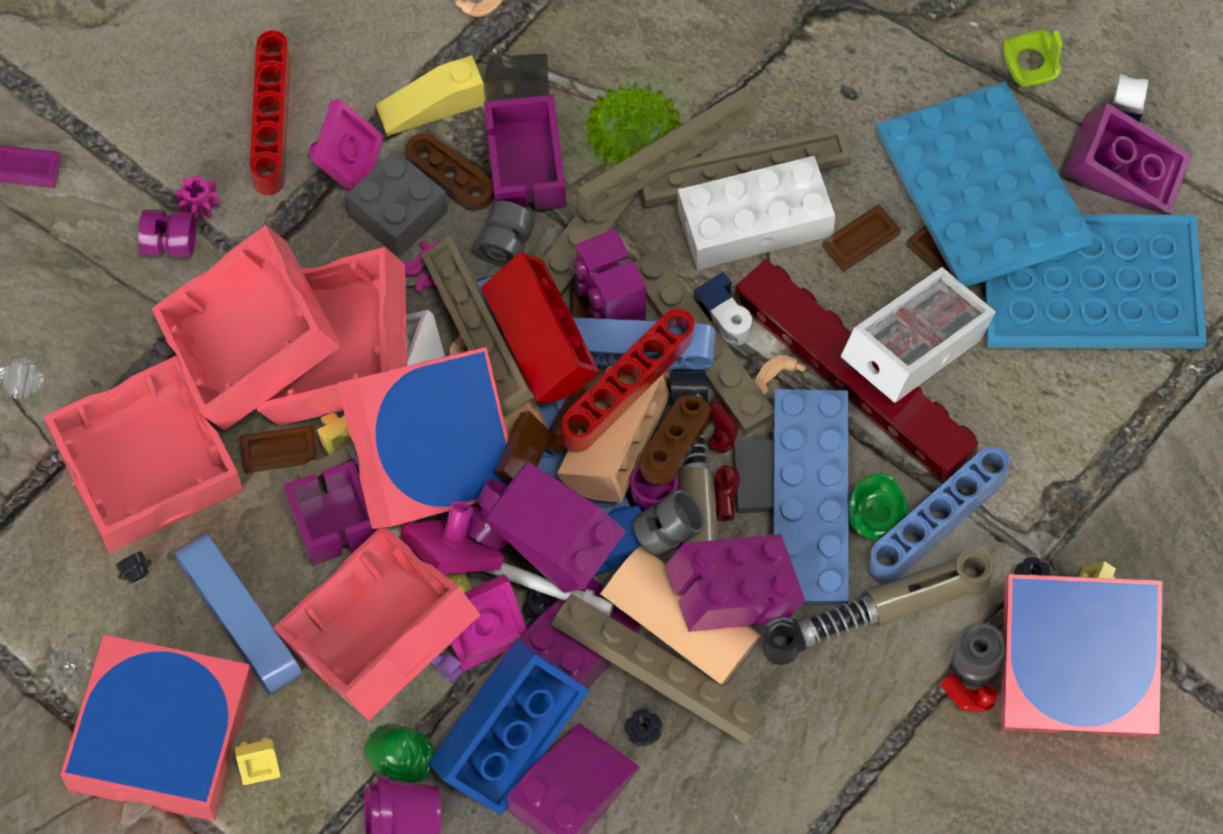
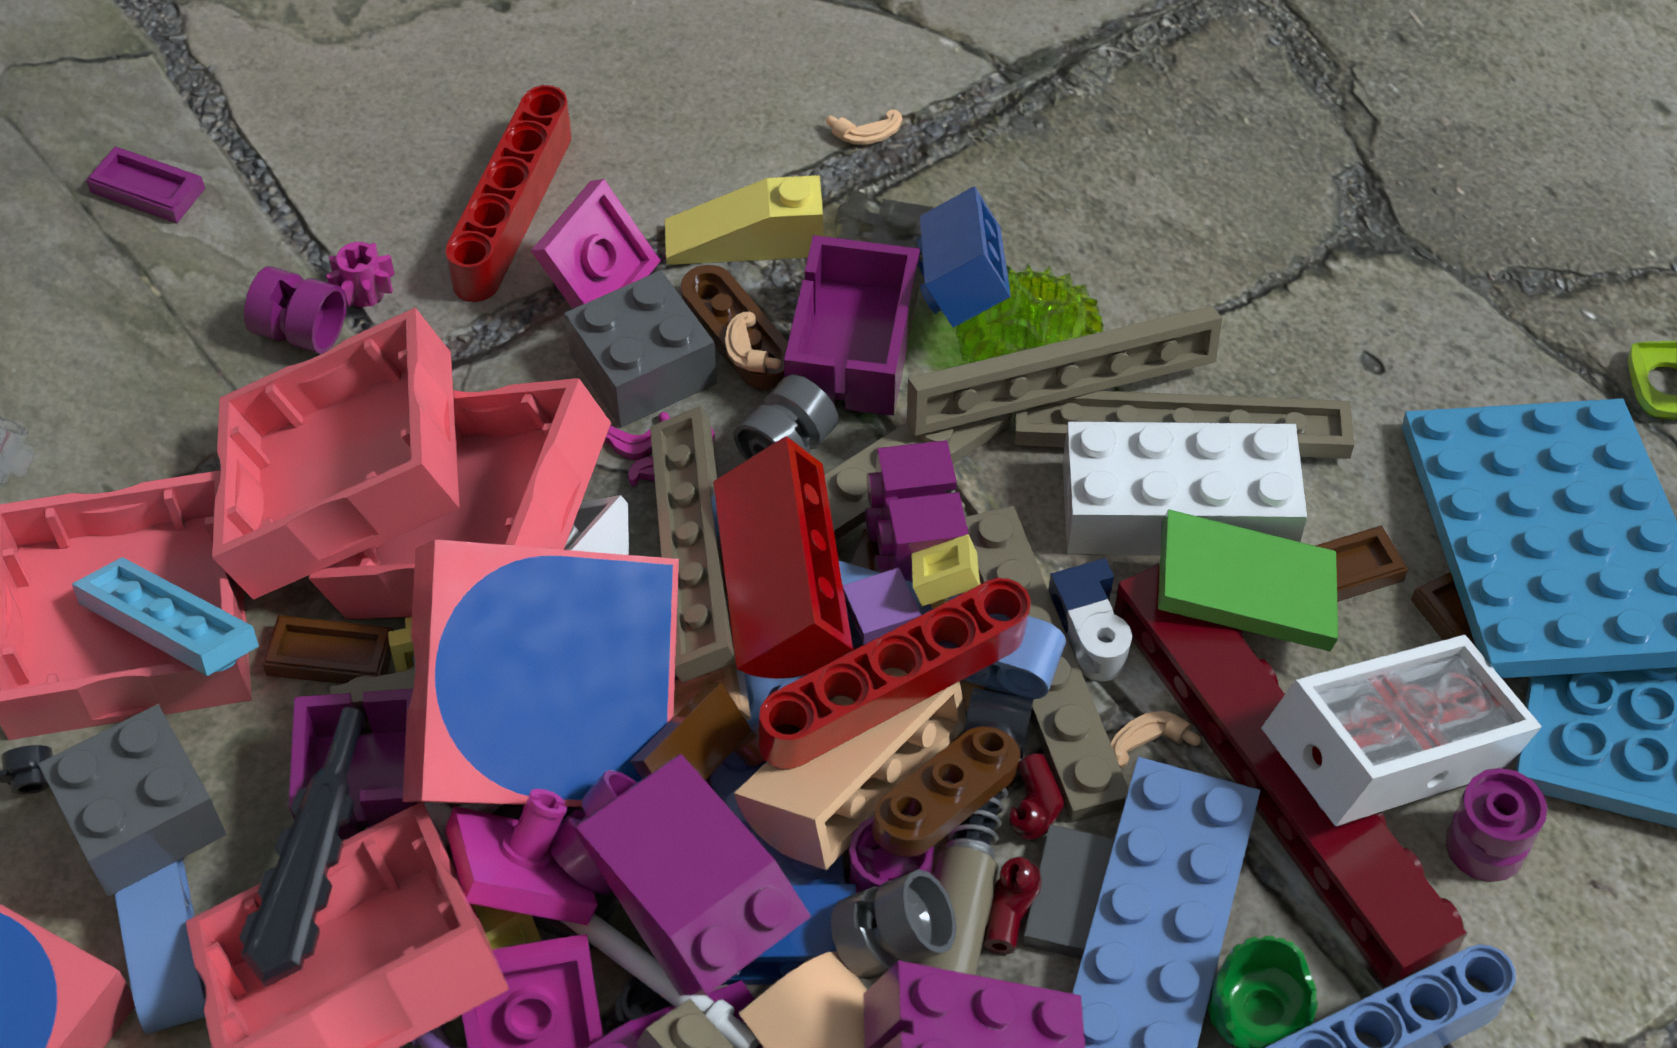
camera: 15 degrees right, 10 degrees down
(182, 455) = (166, 616): none -> medium azure plate
(217, 568) = (132, 799): none -> dark grey brick
(332, 593) = (298, 887): none -> black sword
(459, 188) = (740, 349): none -> light nougat piece
(580, 92) = (962, 258): none -> blue brick
(606, 340) = (880, 604): none -> medium lavender tile
(638, 311) = (945, 571): none -> light yellow tile
(810, 264) = (1248, 580): none -> bright green tile
(982, 375) = (1495, 824): none -> magenta wheel

